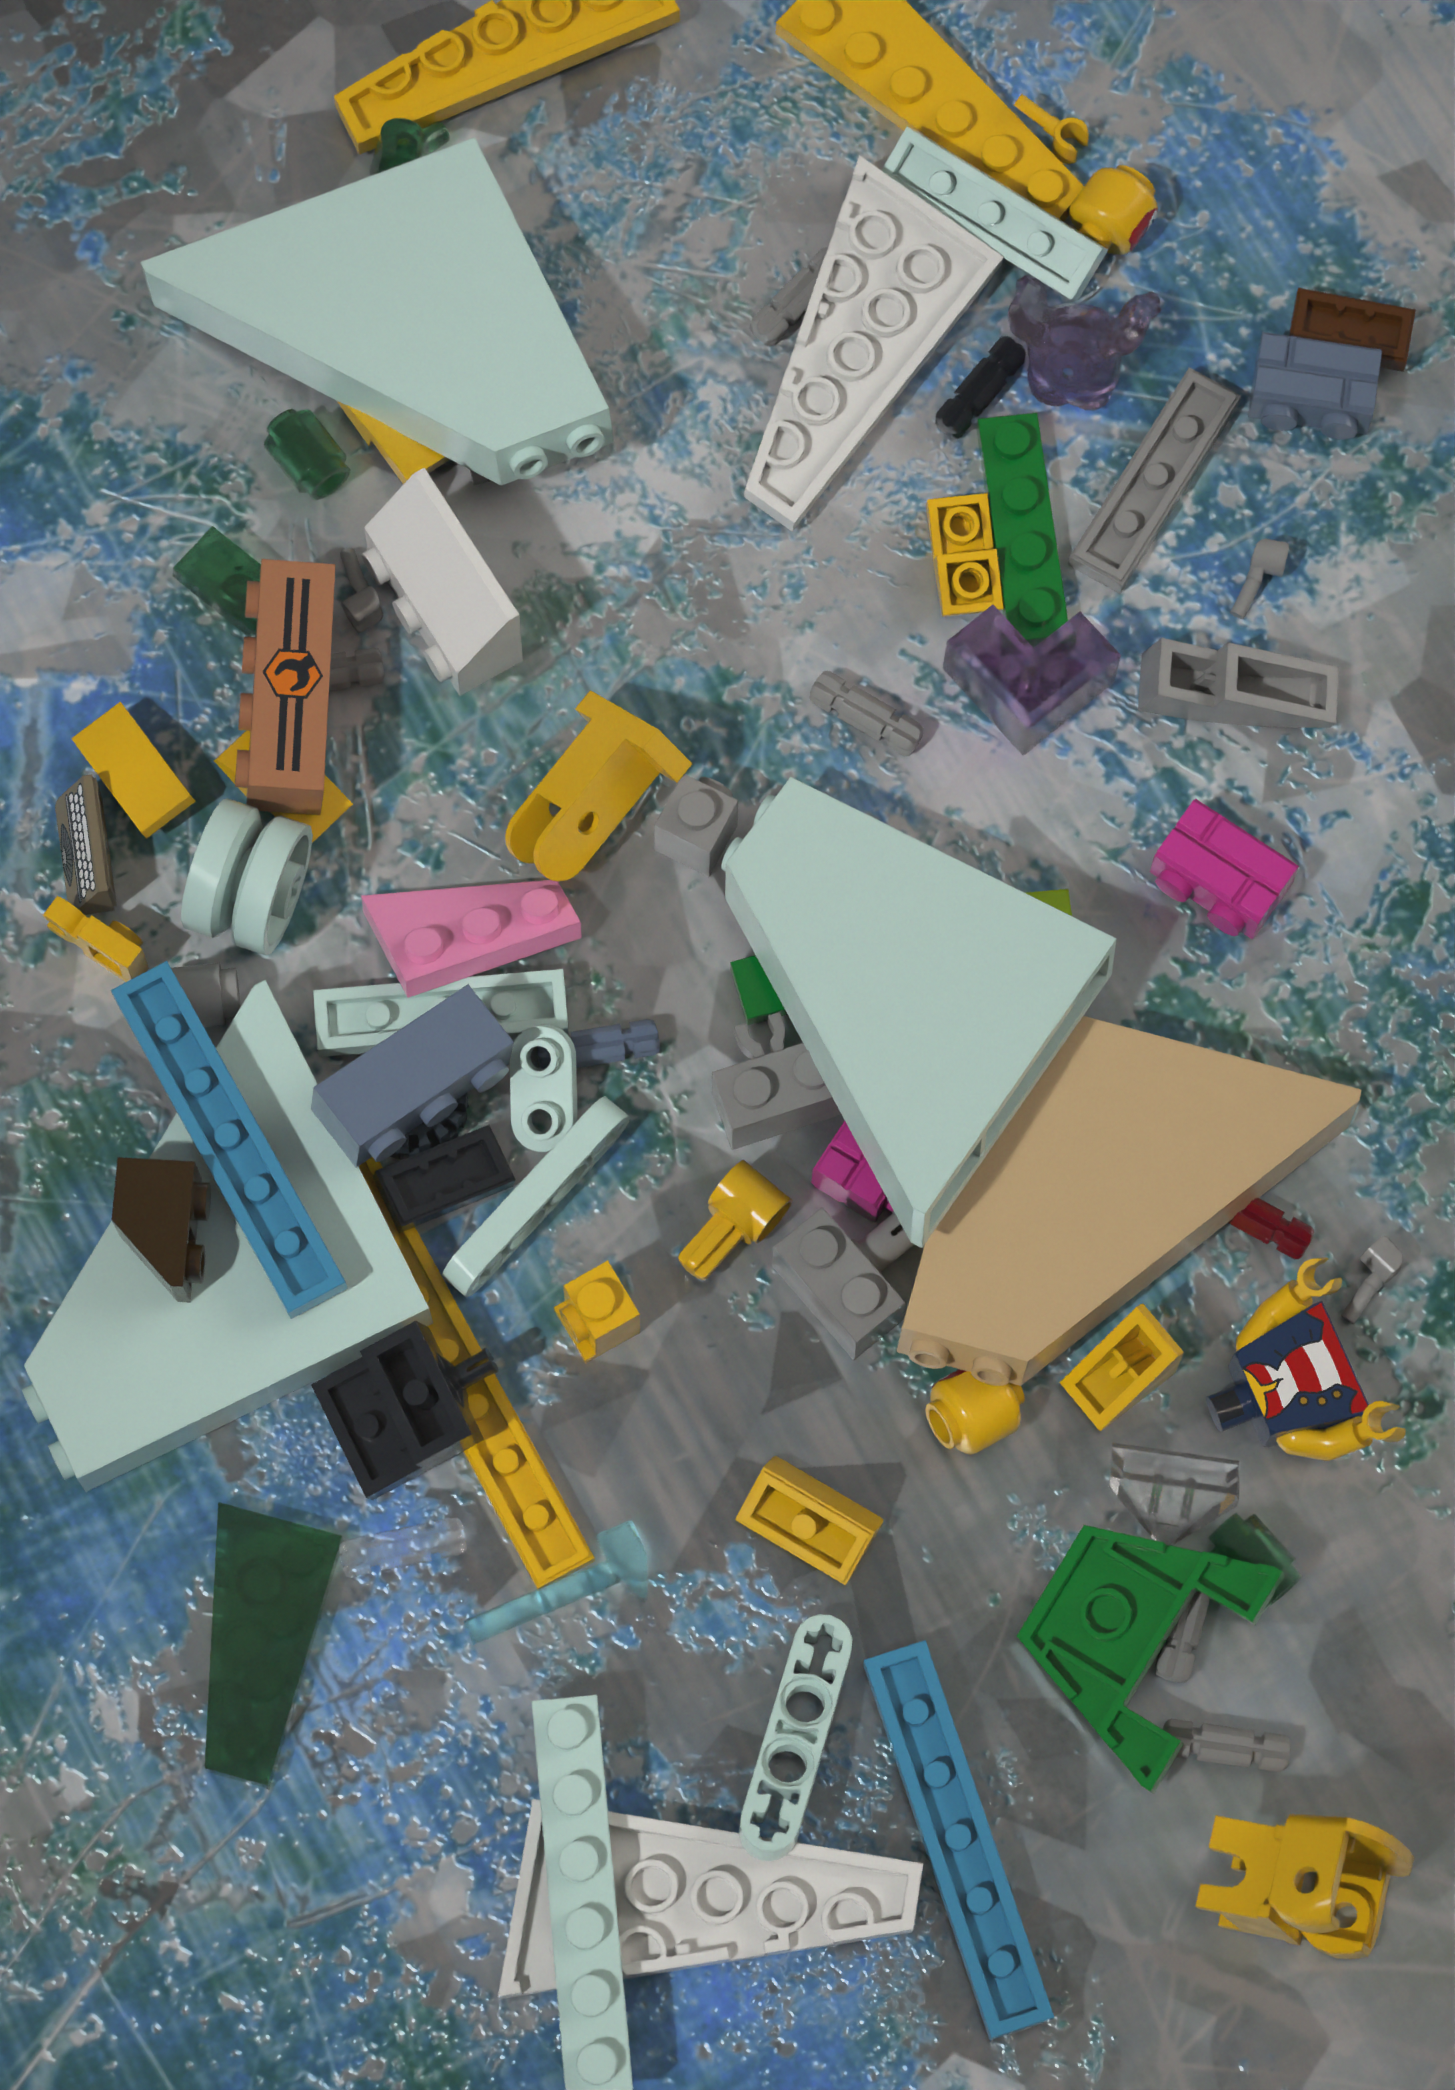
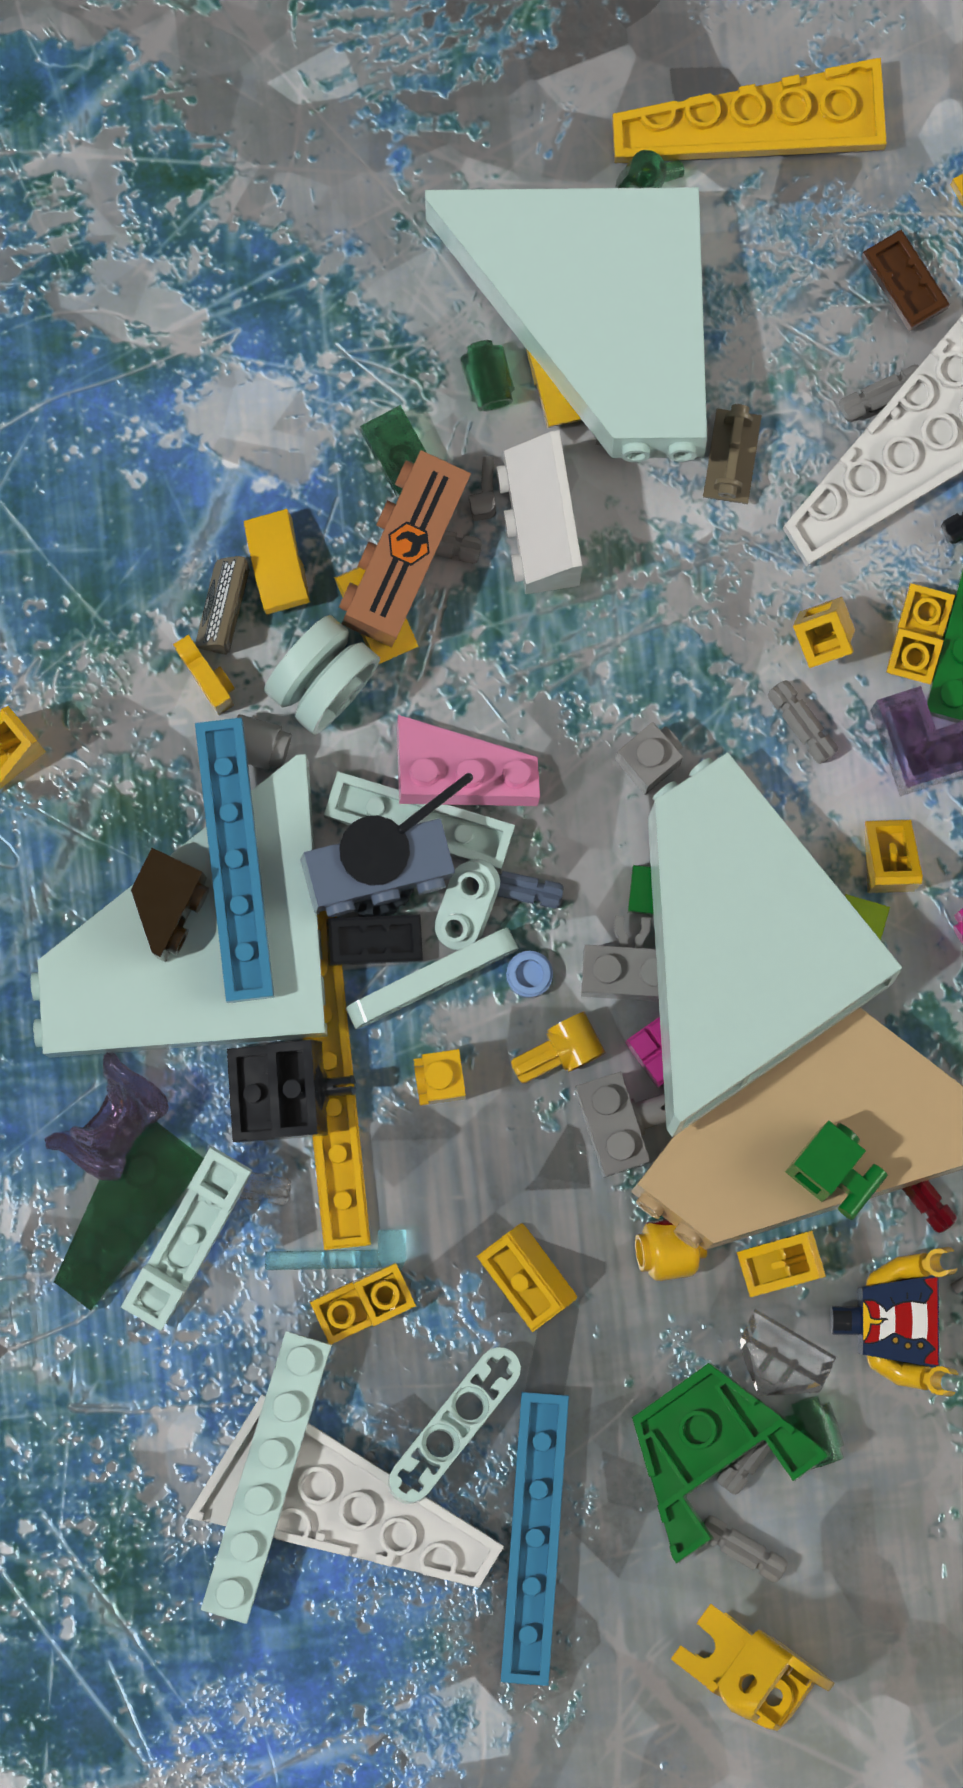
camera: 25 degrees right, 10 degrees up
(199, 1563) = (108, 1137): none -> clear purple hair
(357, 1639) = (187, 1238): none -> light aqua slope
(404, 1047) = (377, 848): none -> black piece
(593, 786) = (585, 704): yellow piece -> none
(614, 1632) = (362, 1303): none -> yellow slope
(646, 434) = (732, 454): none -> dark tan hinge
(656, 1146) = (529, 974): none -> light blue tile
(769, 157) = (905, 280): none -> reddish brown plate
(849, 592) = (825, 632): none -> yellow brick
(1046, 831) = (891, 857): none -> yellow slope
(1129, 1207) = (829, 1164): none -> green brick

